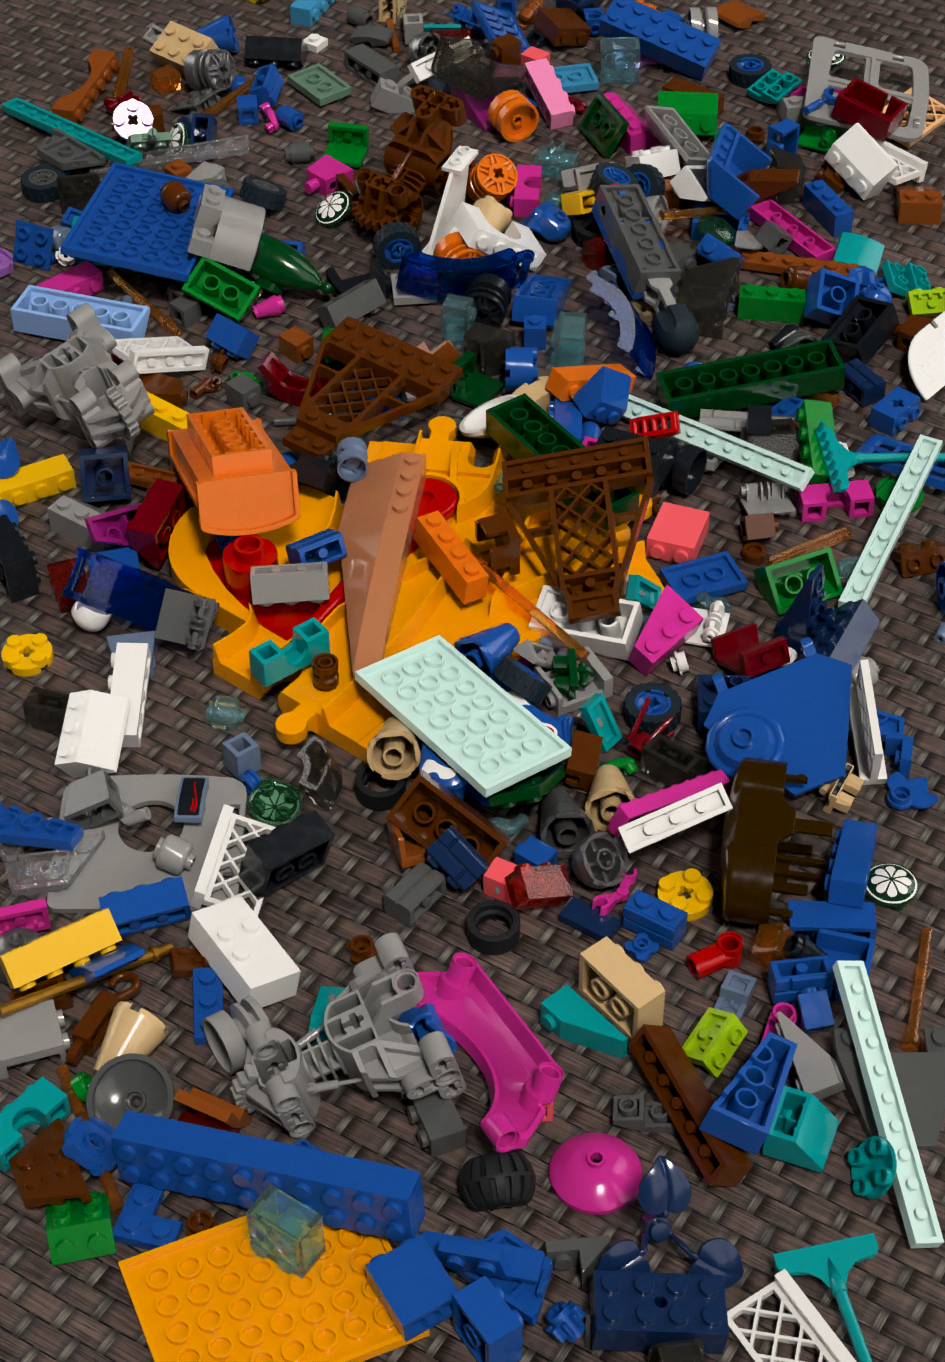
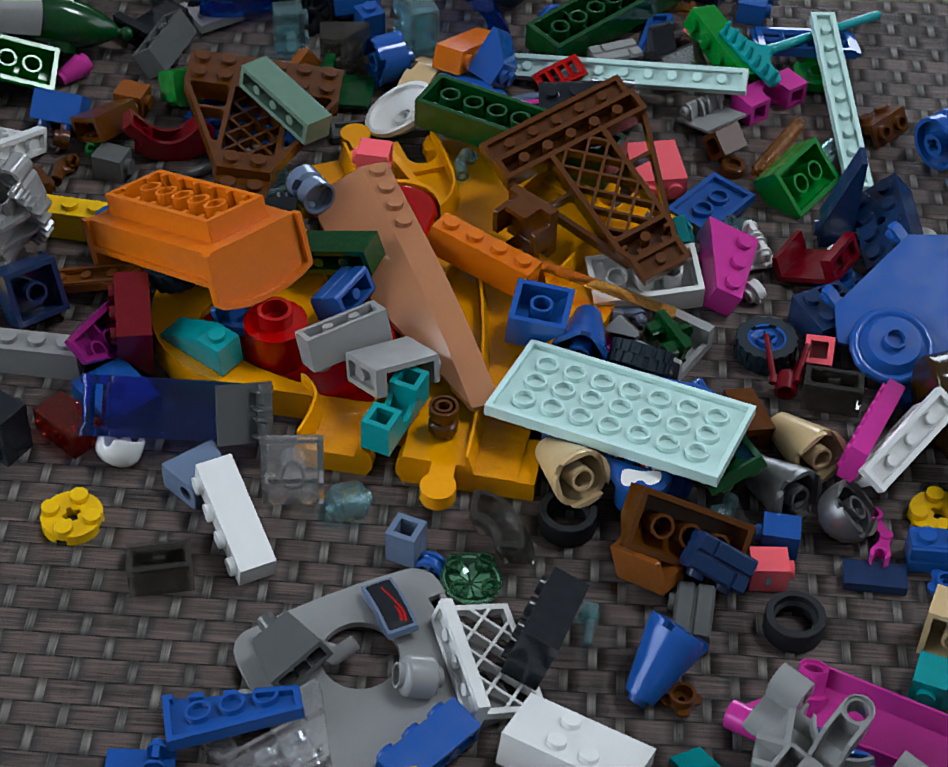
camera: 30 degrees left, 0 degrees up
(92, 732) = (231, 576): white slope -> none
(195, 557) = (206, 342): none -> teal slope
(197, 673) = (292, 469): none -> clear slope
(248, 356) = (103, 121): none -> reddish brown slope
(310, 610) = (369, 365): none -> light grey panel
(328, 511) = (344, 248): none -> dark green brick
(343, 863) = (590, 612): none -> clear light blue hand
(358, 909) = (661, 659): none -> blue cone
(386, 380) = (285, 100): none -> sand green brick
(431, 445) = (372, 151): none -> coral brick
(455, 613) = (538, 312): none -> blue slope
(538, 885) = (814, 559): clear red brick -> none
(599, 720) = (729, 370): teal piece -> none
(625, 763) = (784, 405): green arm -> none
(686, 729) = (821, 350): none -> coral brick

